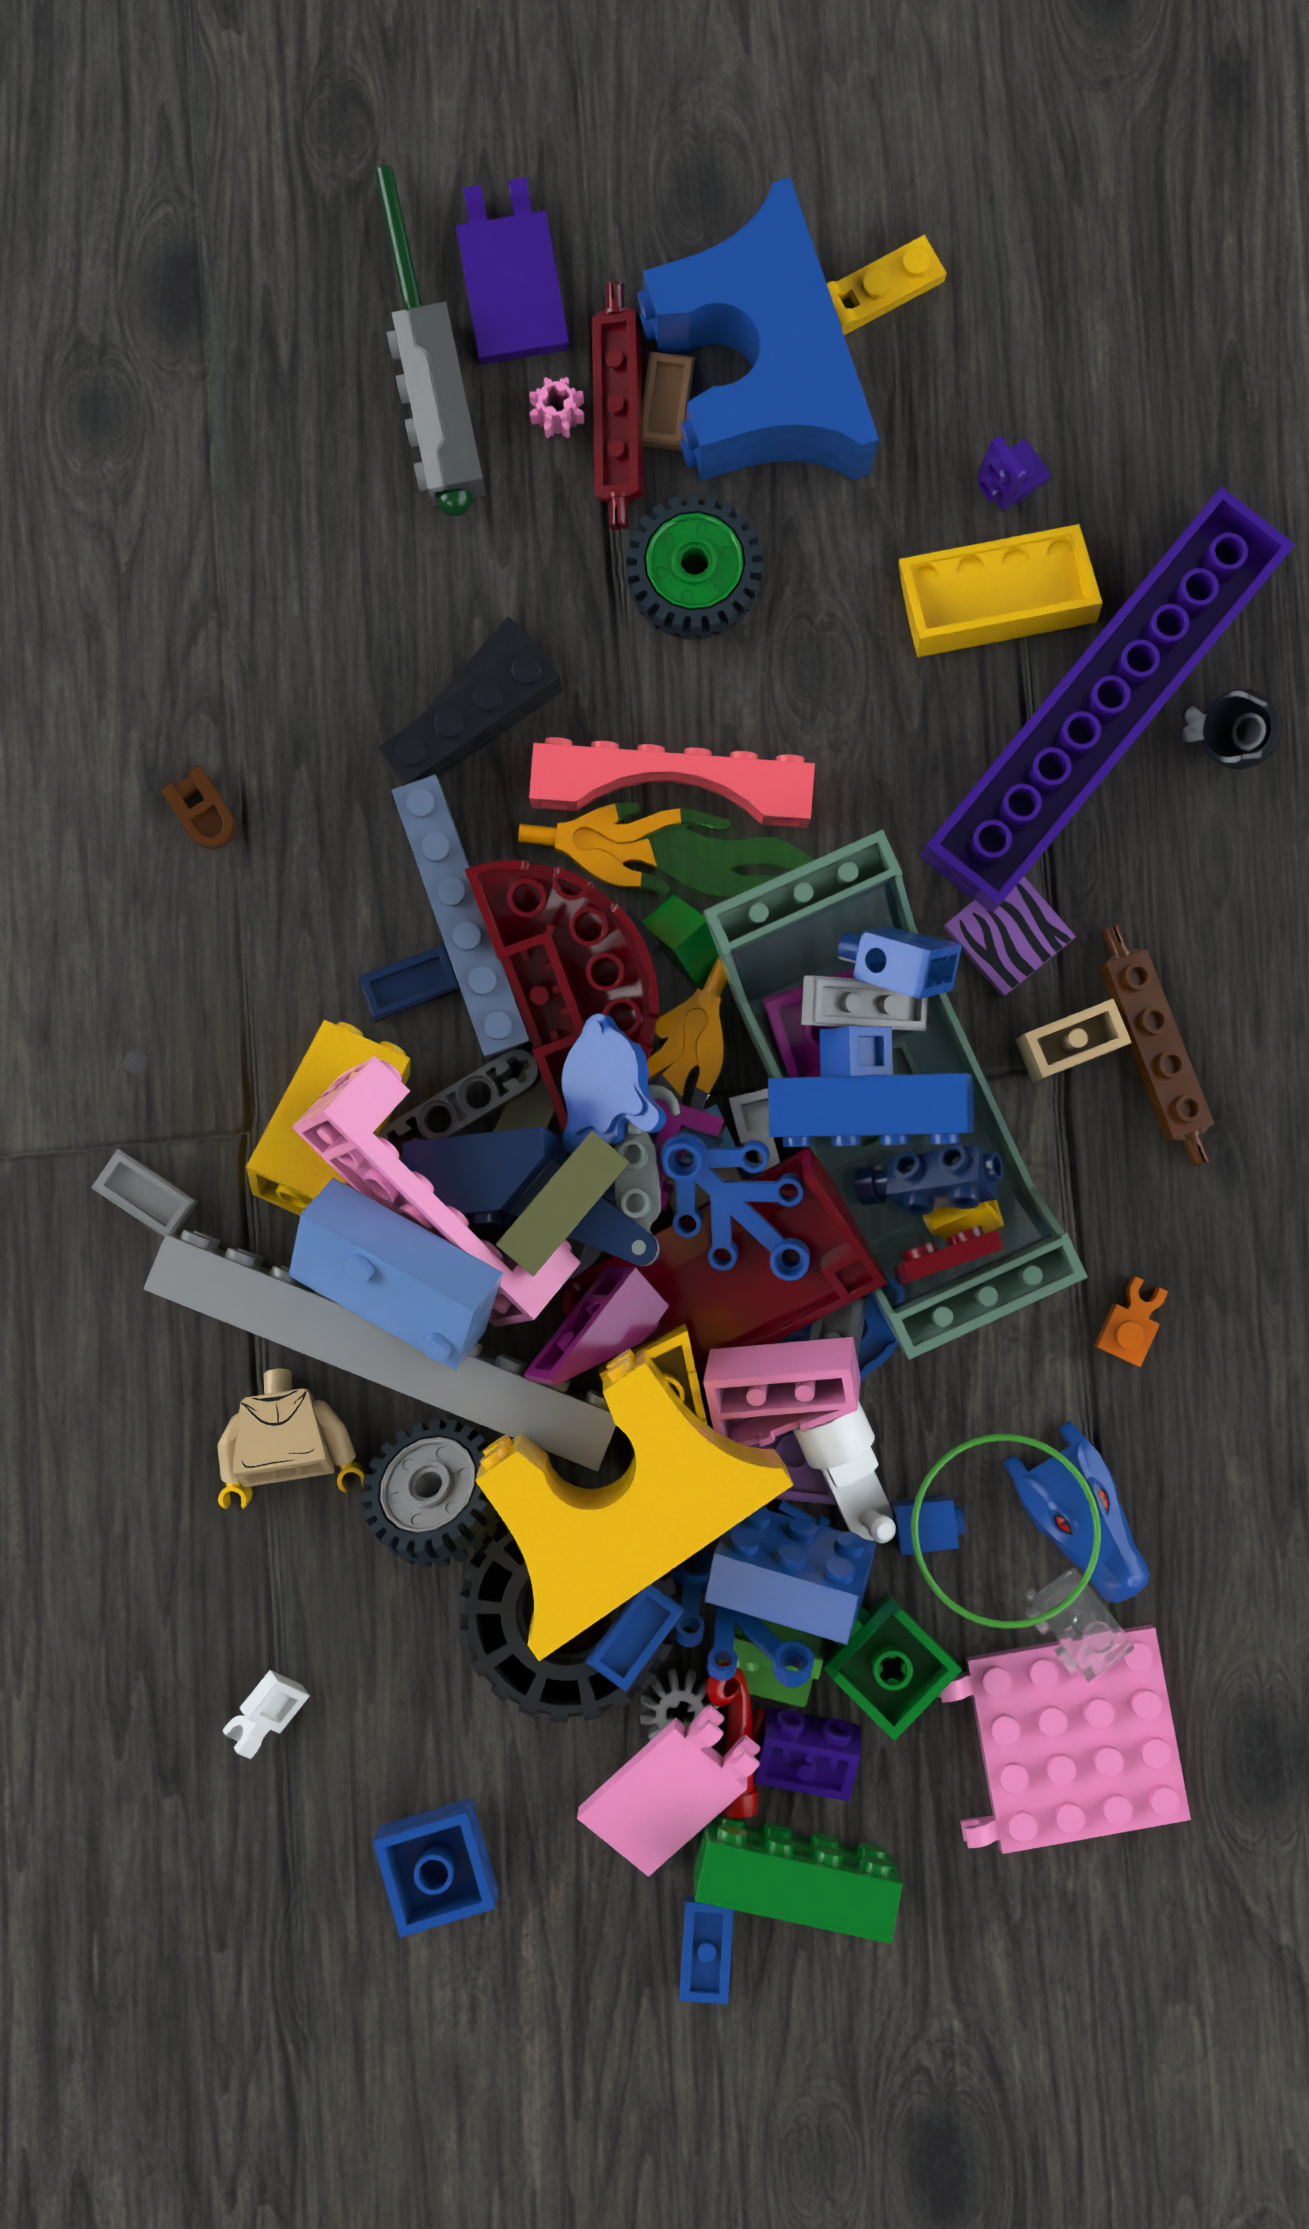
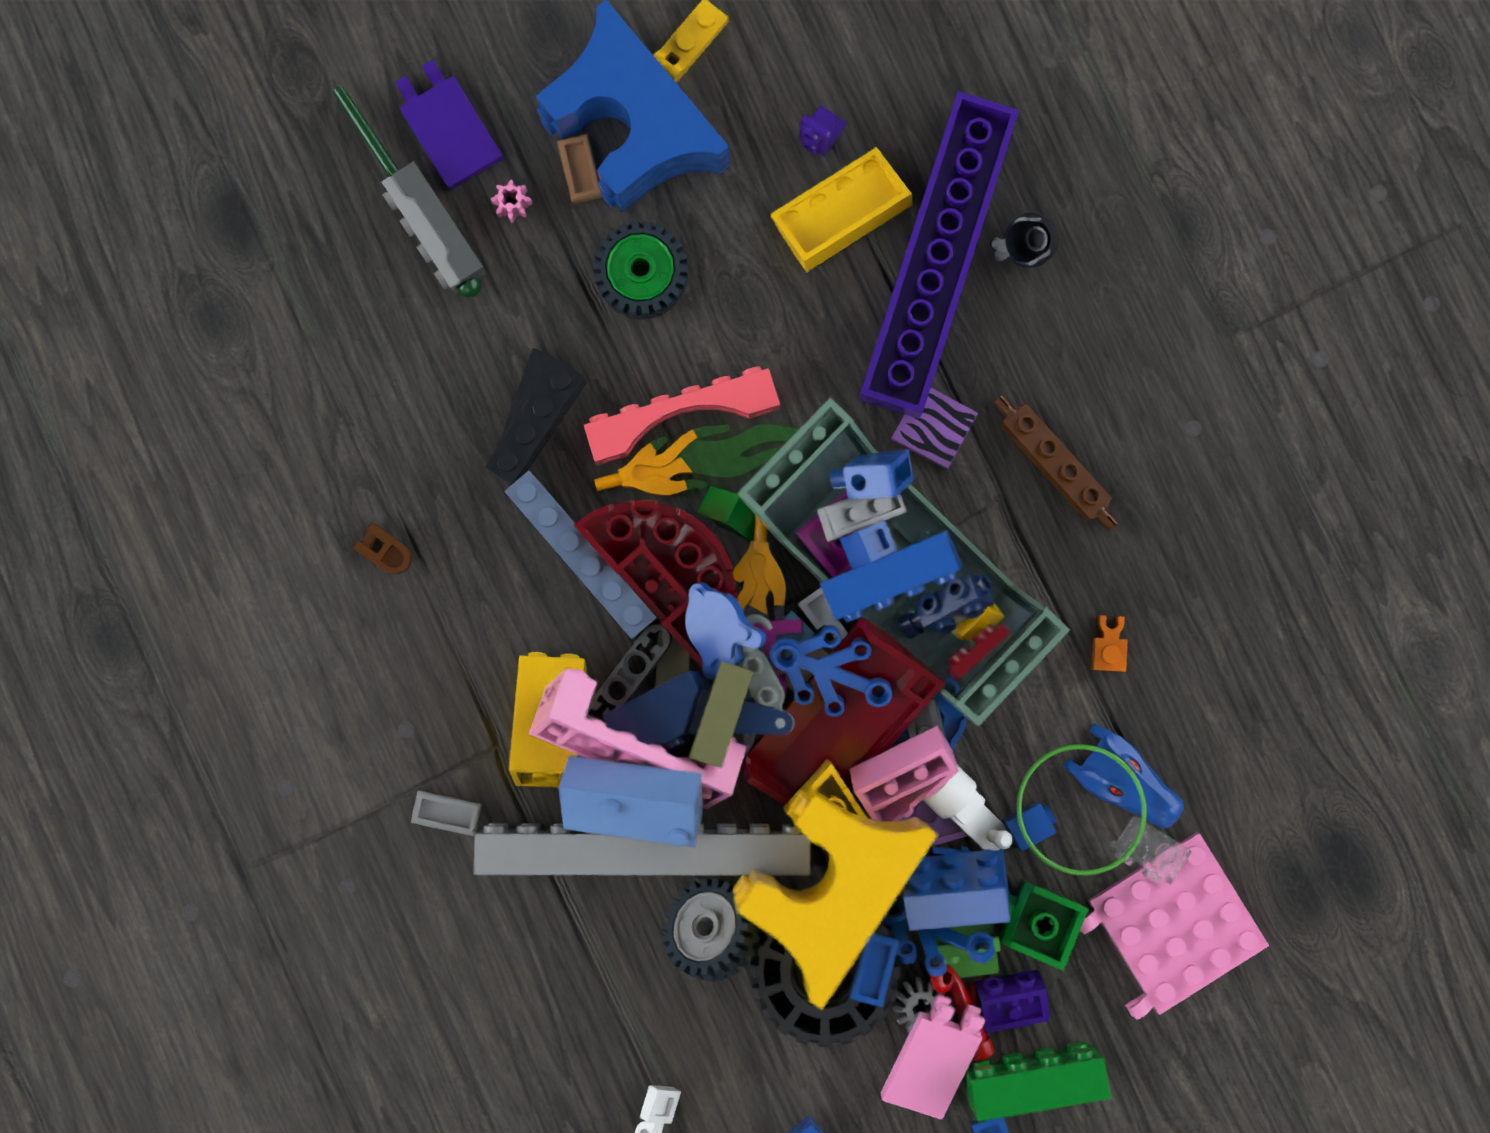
camera: 25 degrees left, 0 degrees up
(282, 1439) = (599, 934): tan torso -> none
(409, 983) = (563, 609): dark blue tile -> none
(607, 1321) = (777, 778): magenta slope -> none
(617, 405) = (550, 184): dark red plate -> none
(1073, 1040) = (1002, 481): tan brick -> none

